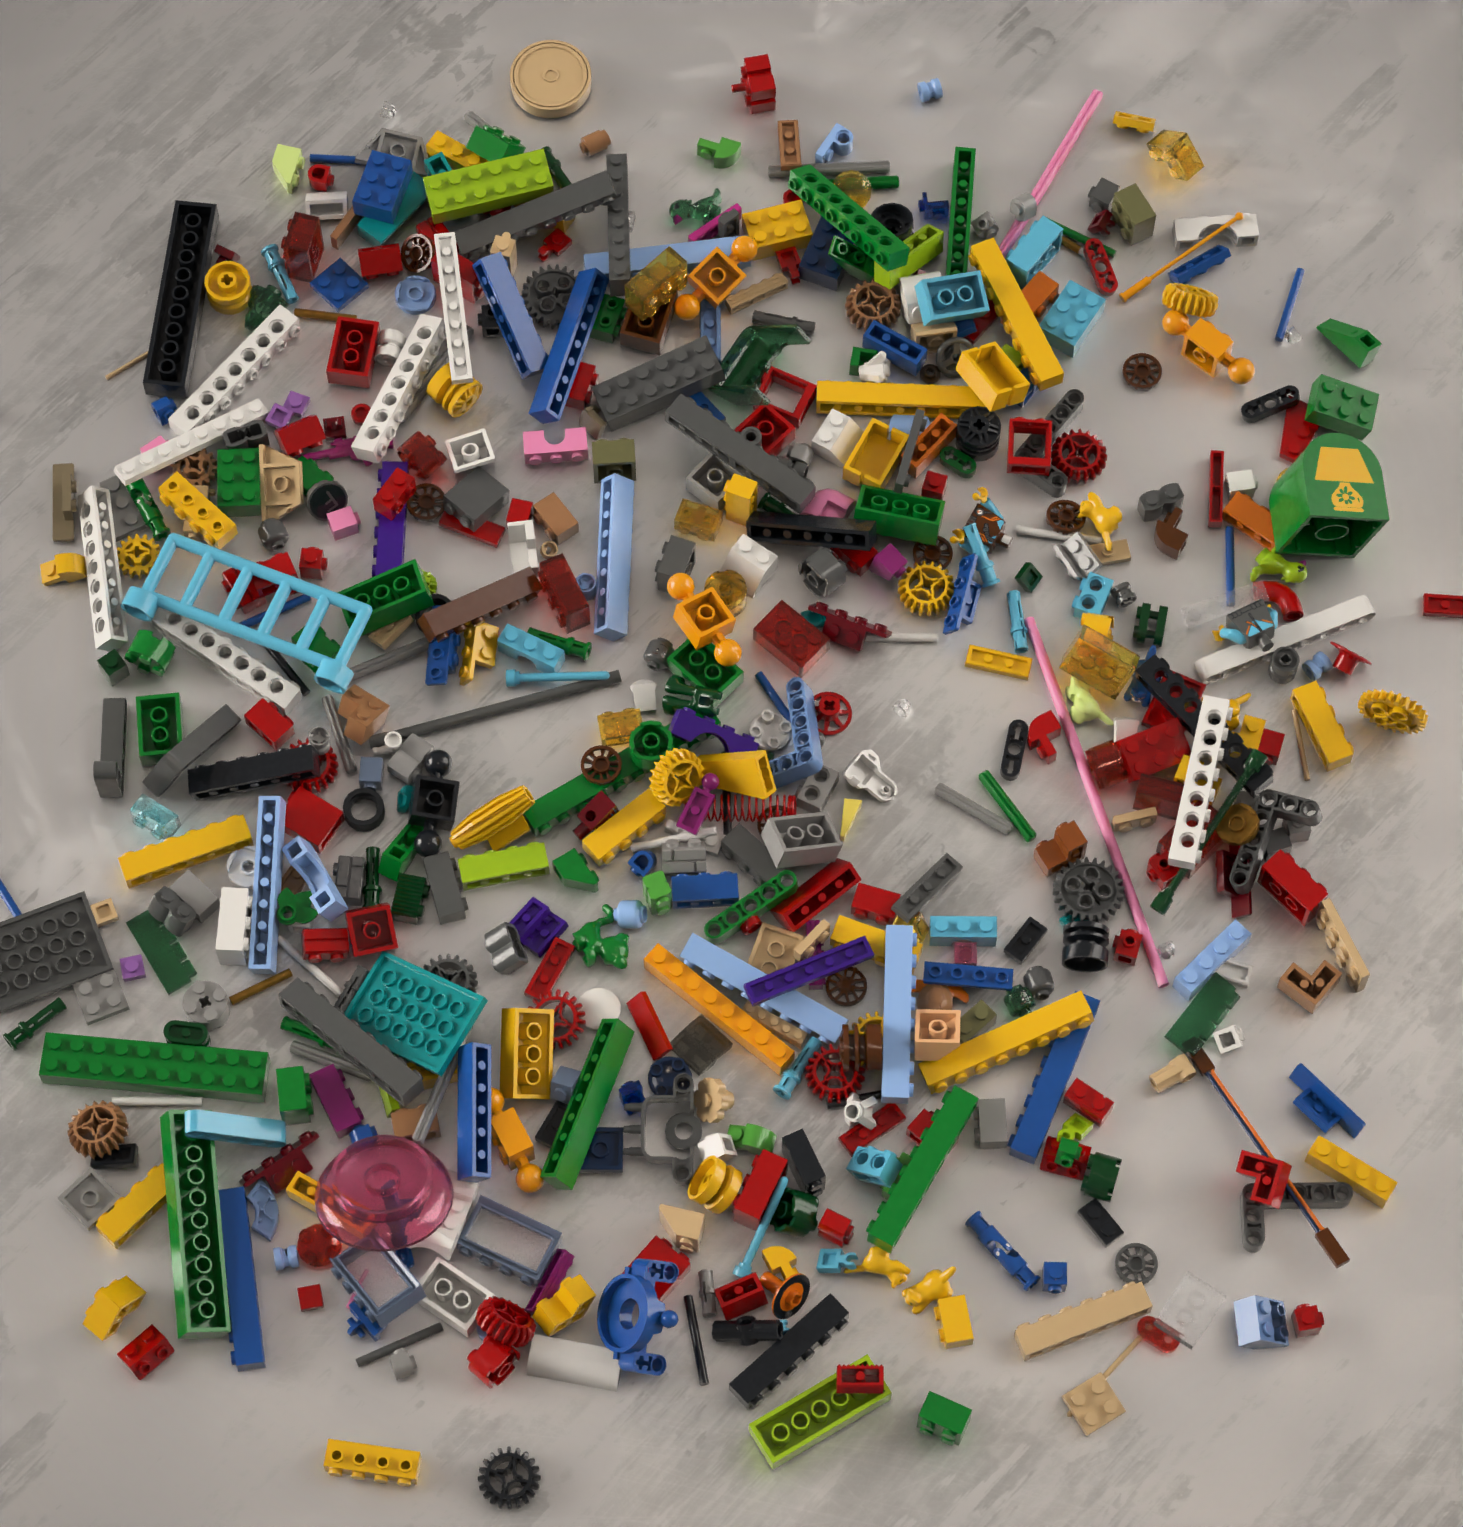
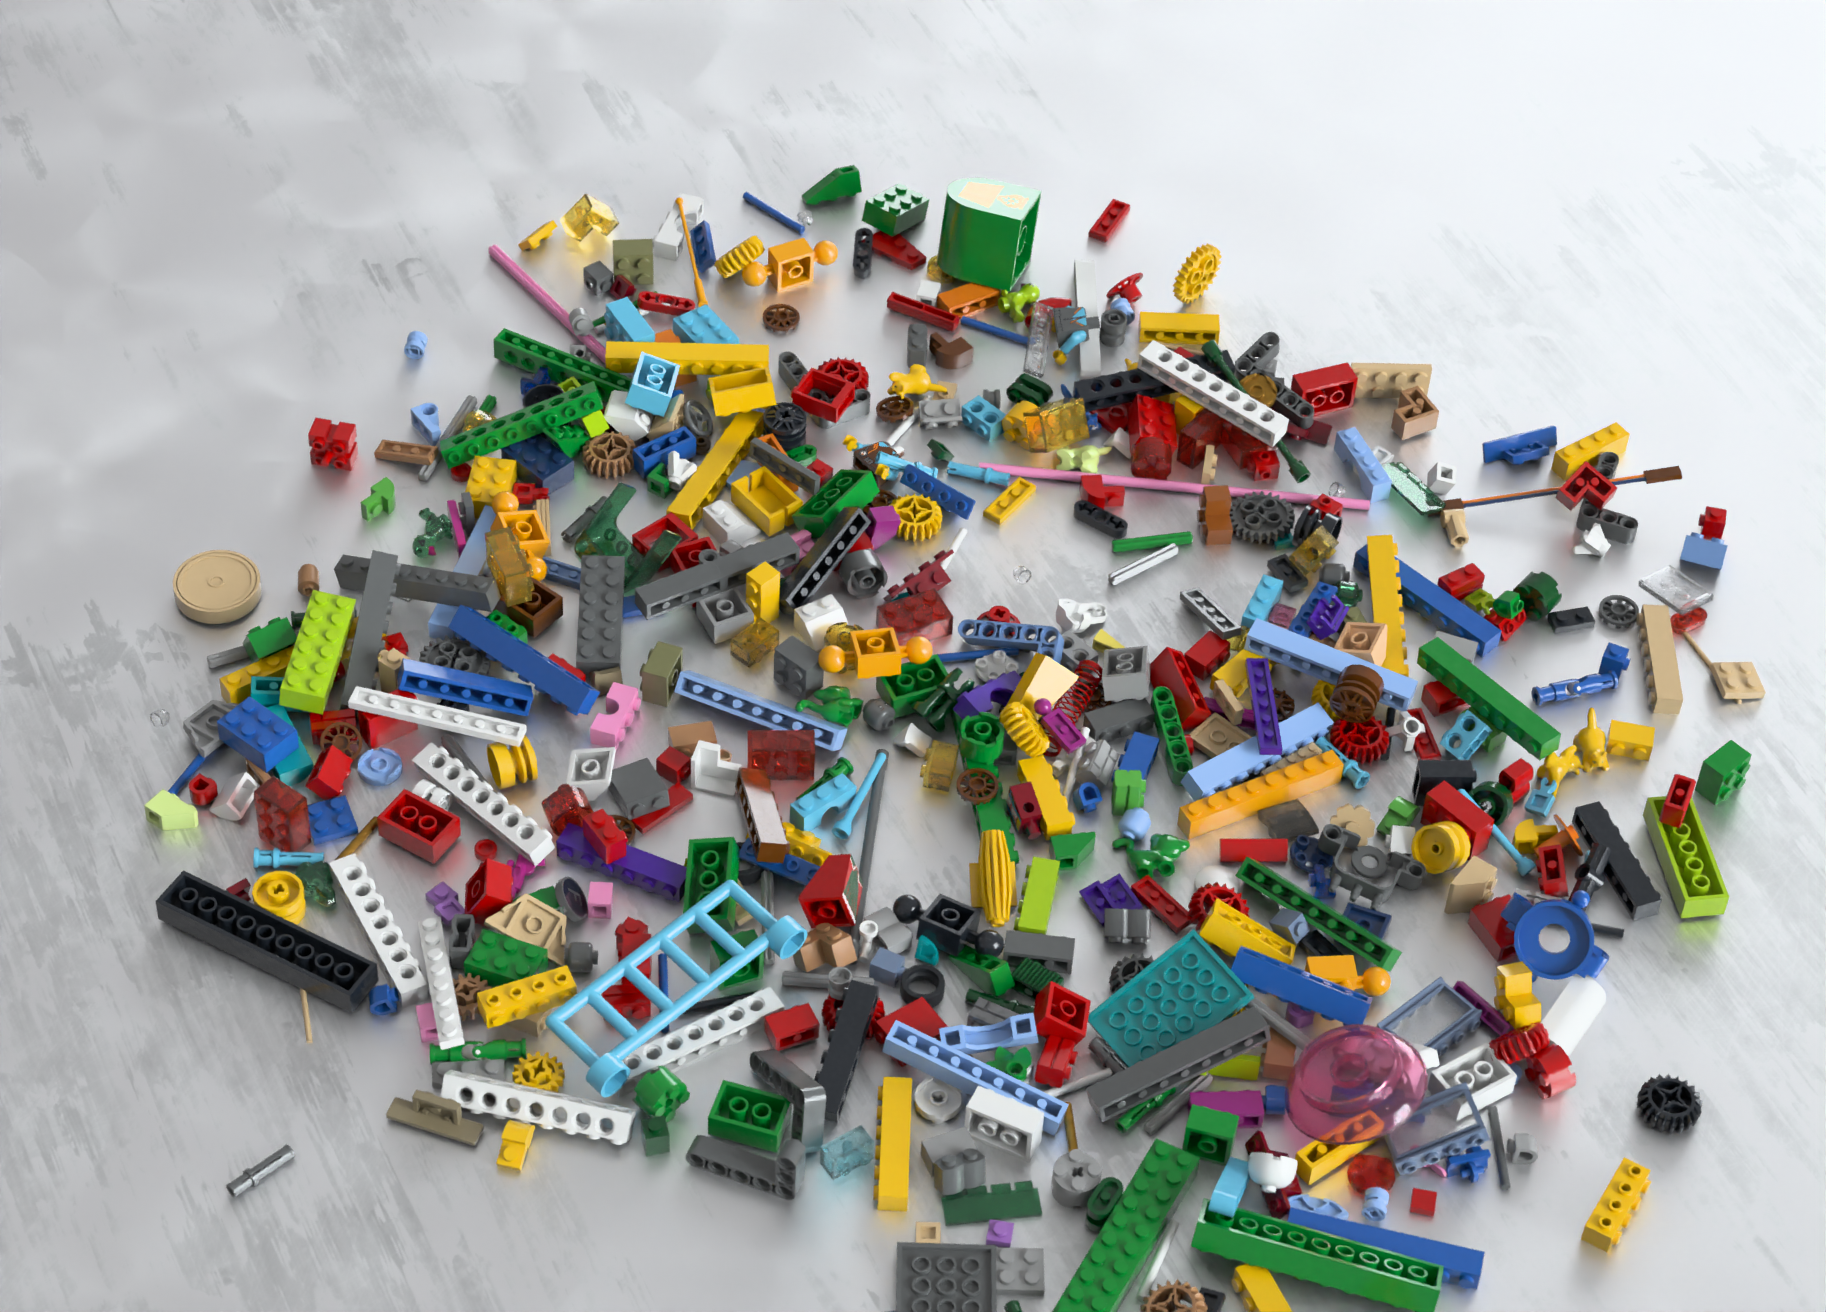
camera: 70 degrees left, 20 degrees down
(265, 1154) = (1271, 1171): none -> white cylinder
(422, 697) = (833, 893): none -> red slope
(653, 620) = (836, 706): none -> green animal
(958, 989) = (1327, 618): none -> dark purple hinge
(1050, 951) = (1303, 556): none -> clear yellow brick
(1215, 1210) = (1592, 542): none -> white rock

